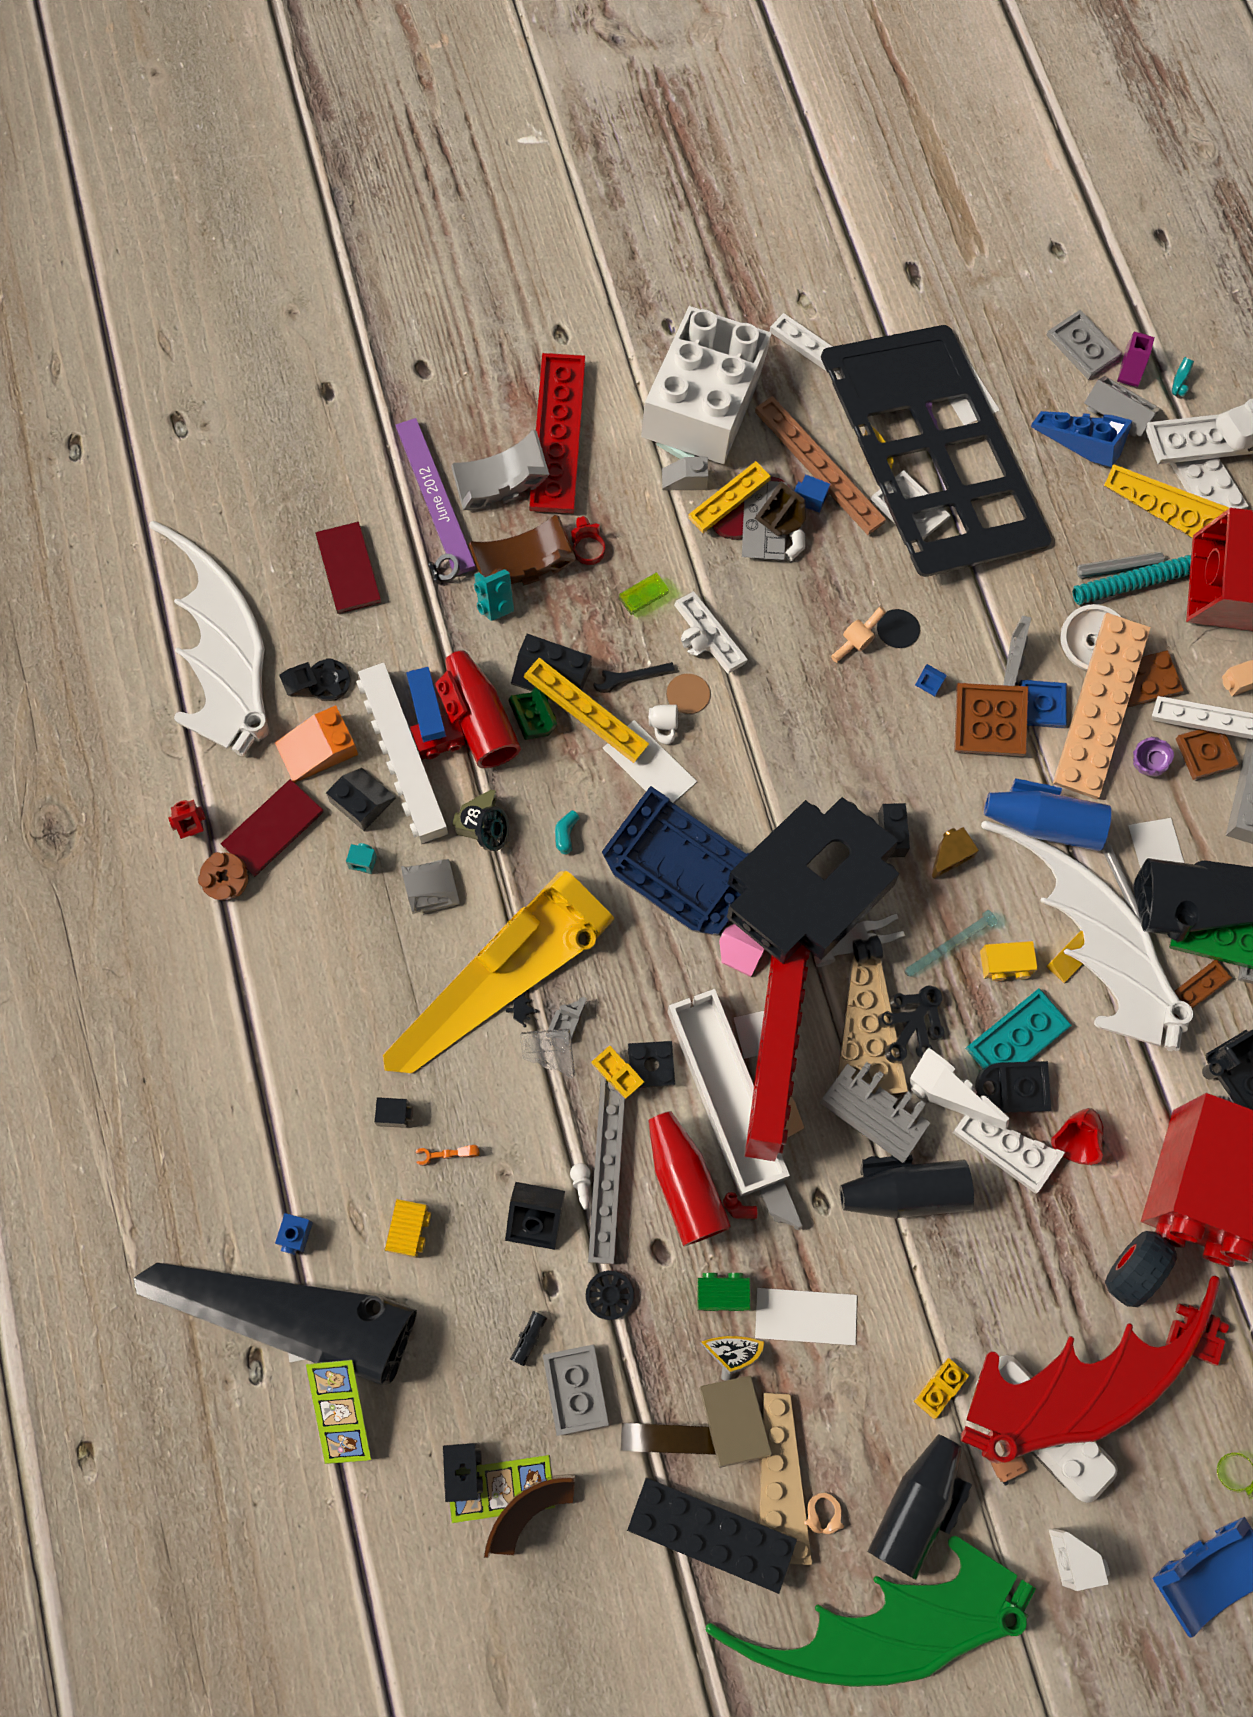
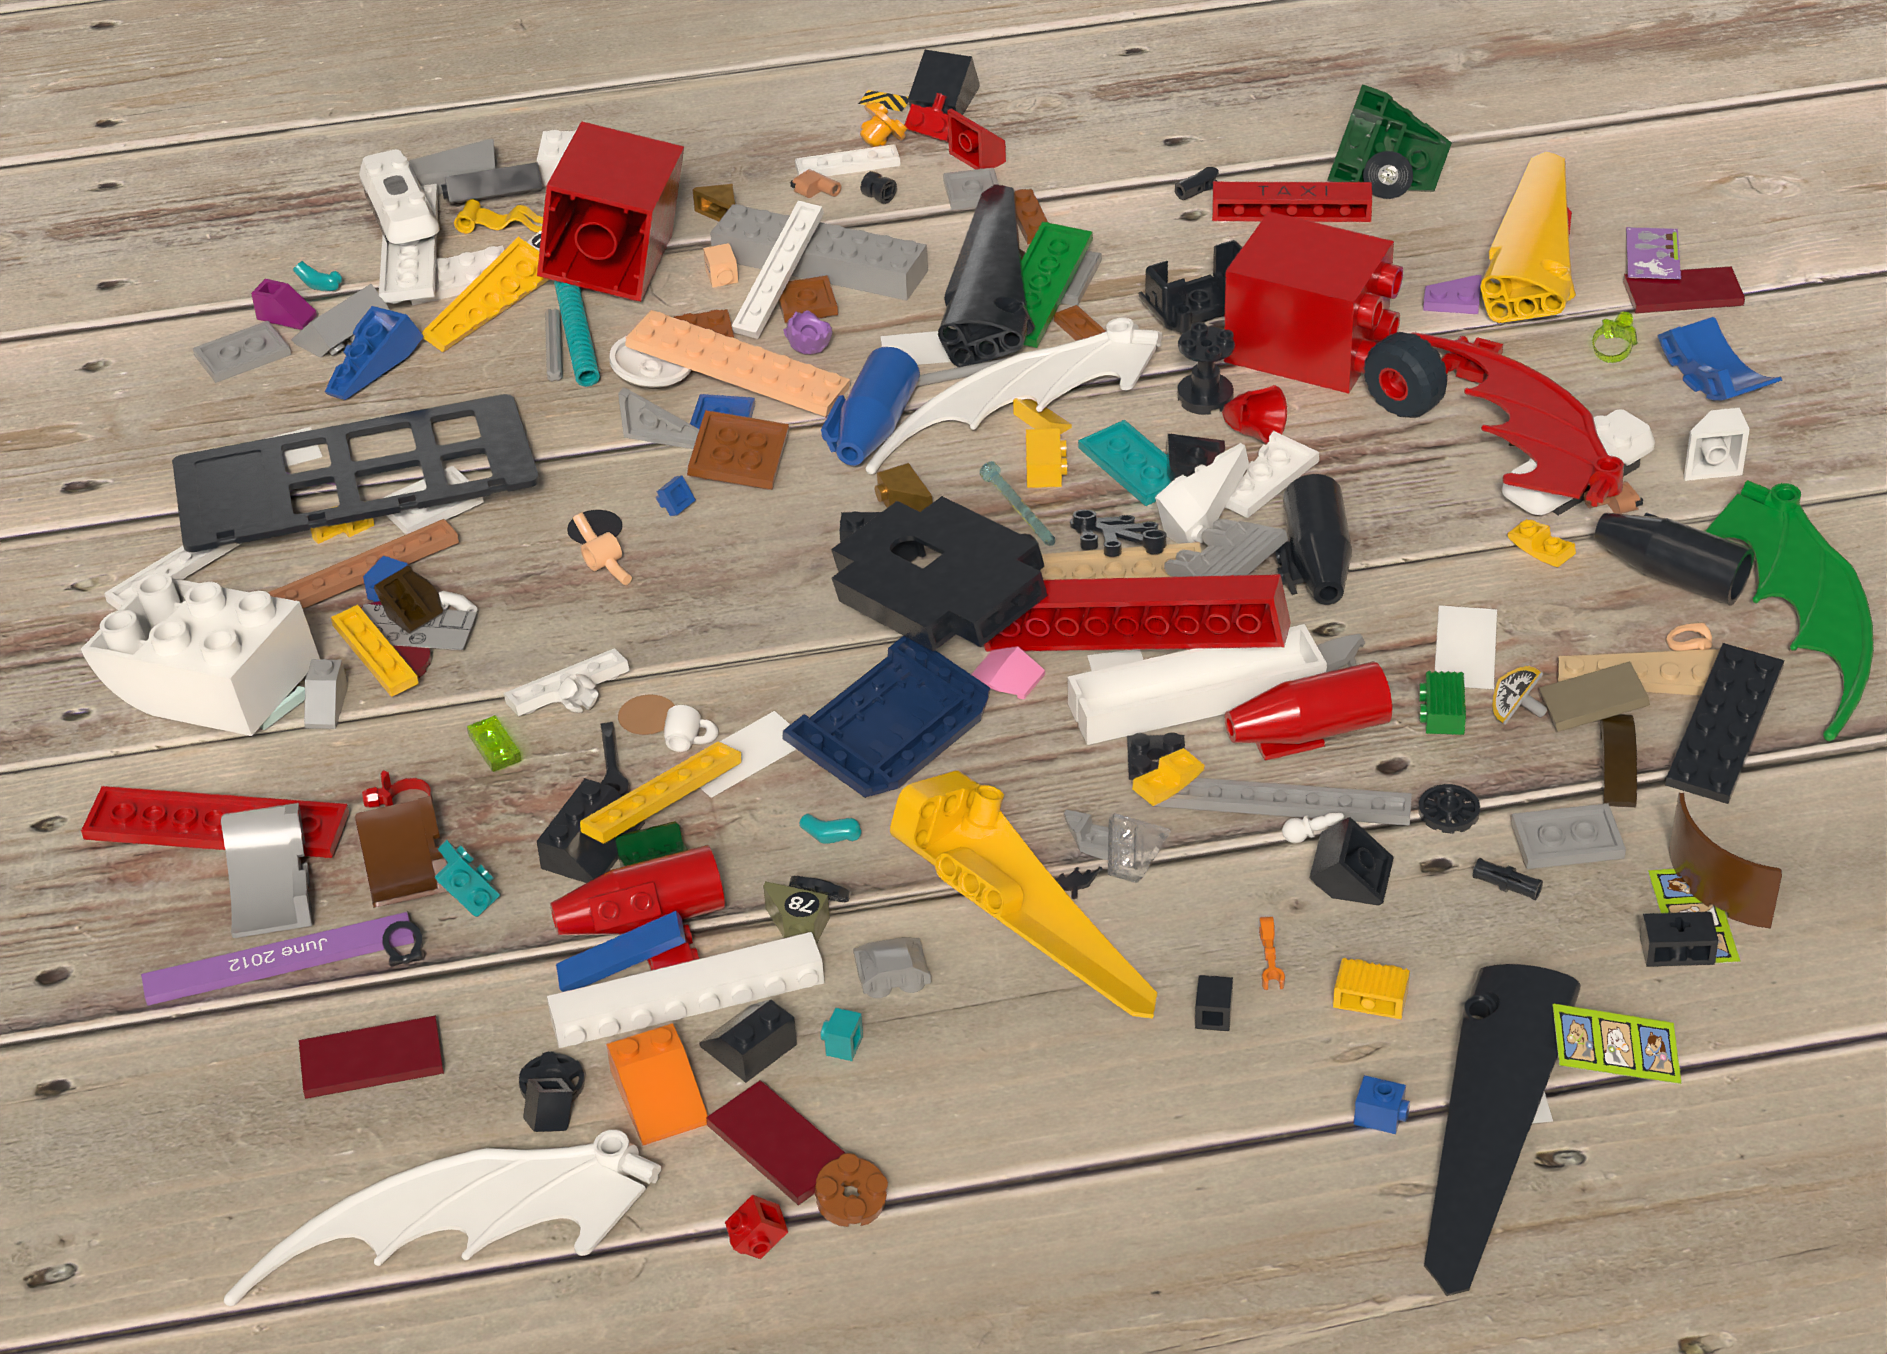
camera: 80 degrees left, 30 degrees down
(1129, 1089) = (1205, 387): none -> black piece

